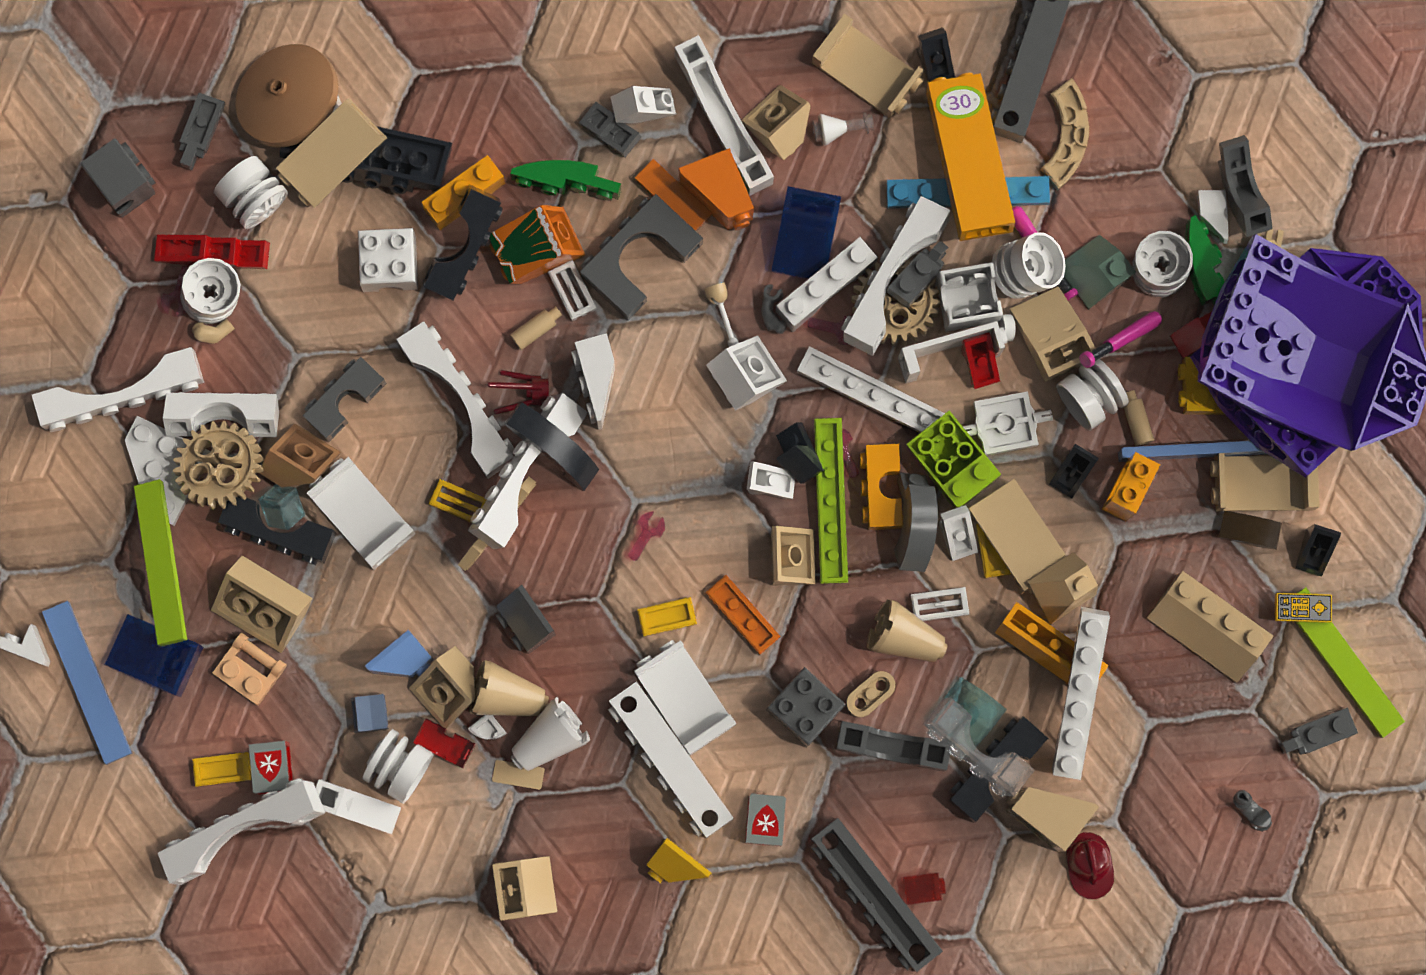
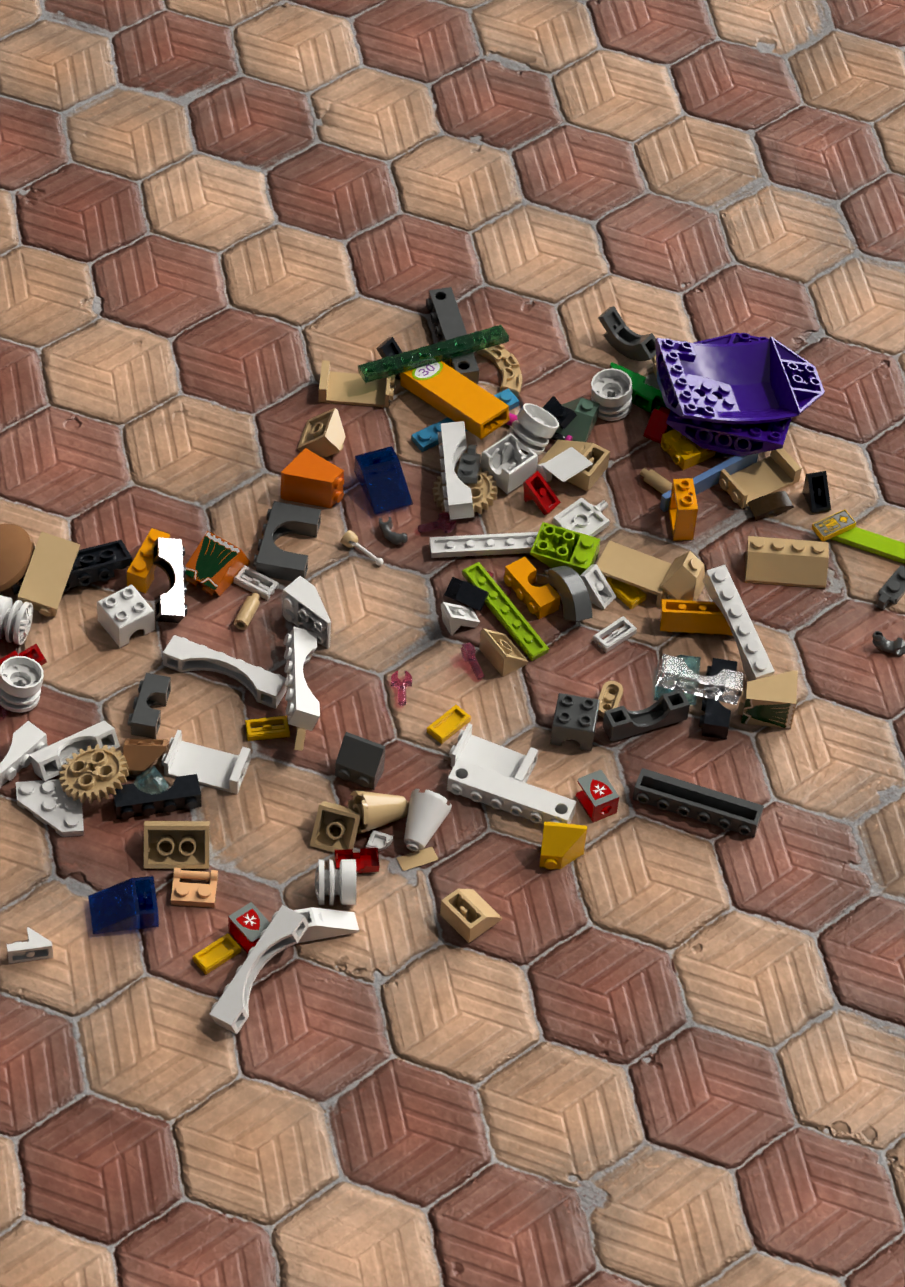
camera: 30 degrees left, 30 degrees down
(87, 682) = (88, 950): medium blue tile -> none
(160, 563) = (94, 845): lime tile -> none
(212, 334) = (34, 715): tan arm -> none
(369, 713) = (294, 870): sand blue piece -> none
(401, 658) = (294, 823): medium blue slope -> none
(535, 387) = (271, 642): dark red plant -> none
(553, 444) = (287, 646): black slope -> none
(555, 174) = (211, 519): green slope -> none
(603, 125) = (213, 489): dark grey slope -> none
(642, 104) = (229, 464): white slope -> none
(660, 182) = (265, 500): orange tile -> none
(721, 114) = (254, 431): white arch -> none
(742, 614) = (496, 699): orange tile -> none
(746, 372) = (399, 571): white slope -> none
(748, 547) = (468, 654): none -> clear pink bar
(826, 283) = (414, 500): white arch -> none
(830, 128) = (355, 425): piece -> none
(904, 634) = (605, 653): tan cone -> none
(909, 354) = (512, 493): white panel -> none
(924, 888) = (727, 783): clear red bracket -> none
(983, 82) = (433, 353): none -> clear green plate
(1034, 343) = (567, 464): none -> white sticker
(1073, 471) = (641, 521): black slope -> none
(1077, 258) = (561, 413): none -> black slope
(1090, 865) = (816, 724): dark red piece -> none
(1092, 394) = (622, 476): white wheel -> none
(1122, 338) = (622, 435): dark pink piece -> none
(1213, 211) = (621, 358): white slope -> none

